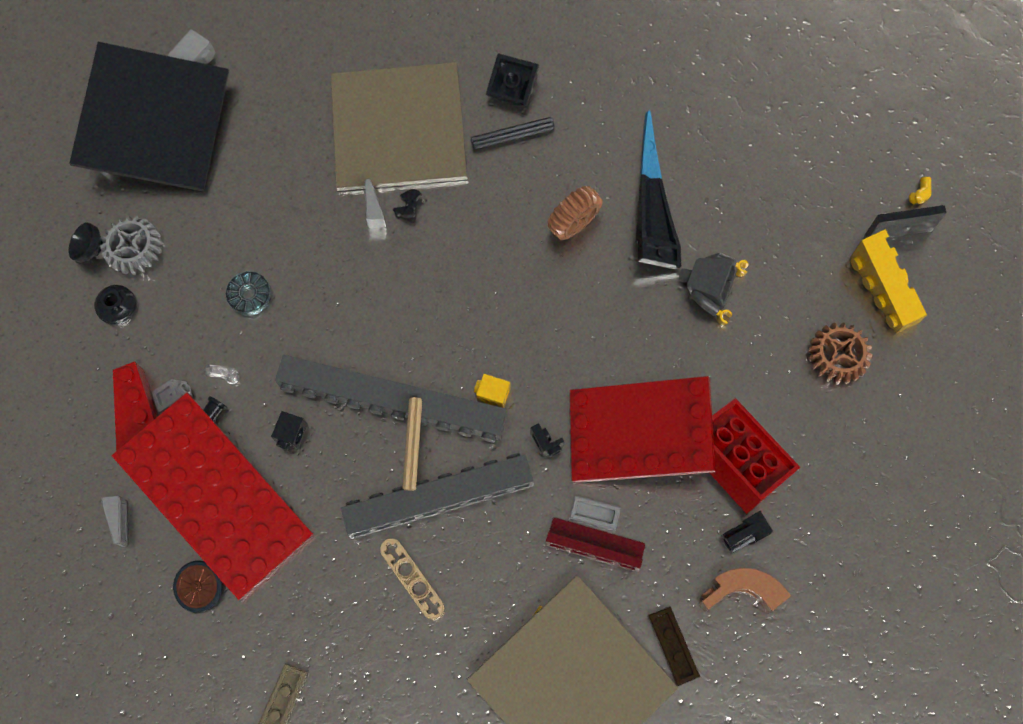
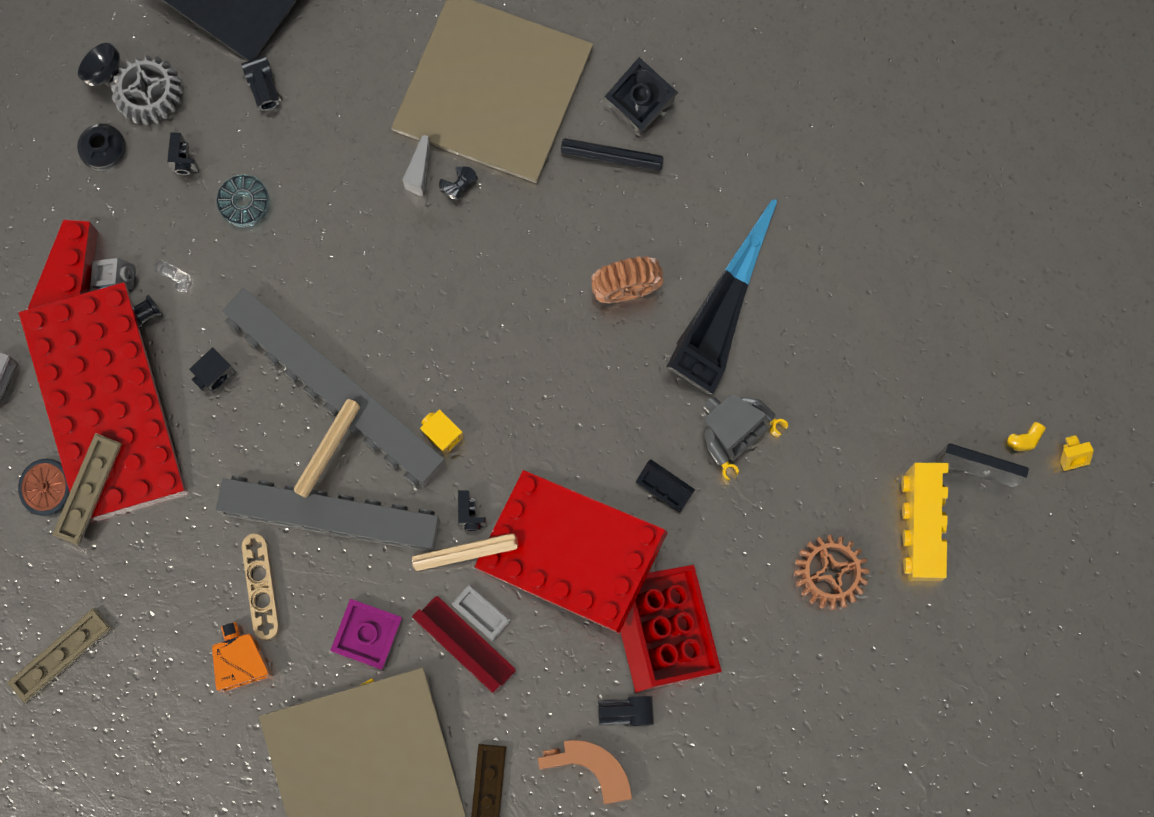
camera: 25 degrees right, 5 degrees up
(181, 283) = (178, 155): none -> black bracket
(216, 196) = (259, 77): none -> black piece
(234, 570) = (87, 489): none -> dark tan tile
(424, 645) = (238, 660): none -> orange torso
(515, 574) = (366, 634): none -> magenta plate
(559, 472) = (465, 552): none -> tan axle
(683, 349) = (665, 485): none -> black plate
(963, 185) = (1075, 454): none -> yellow tile

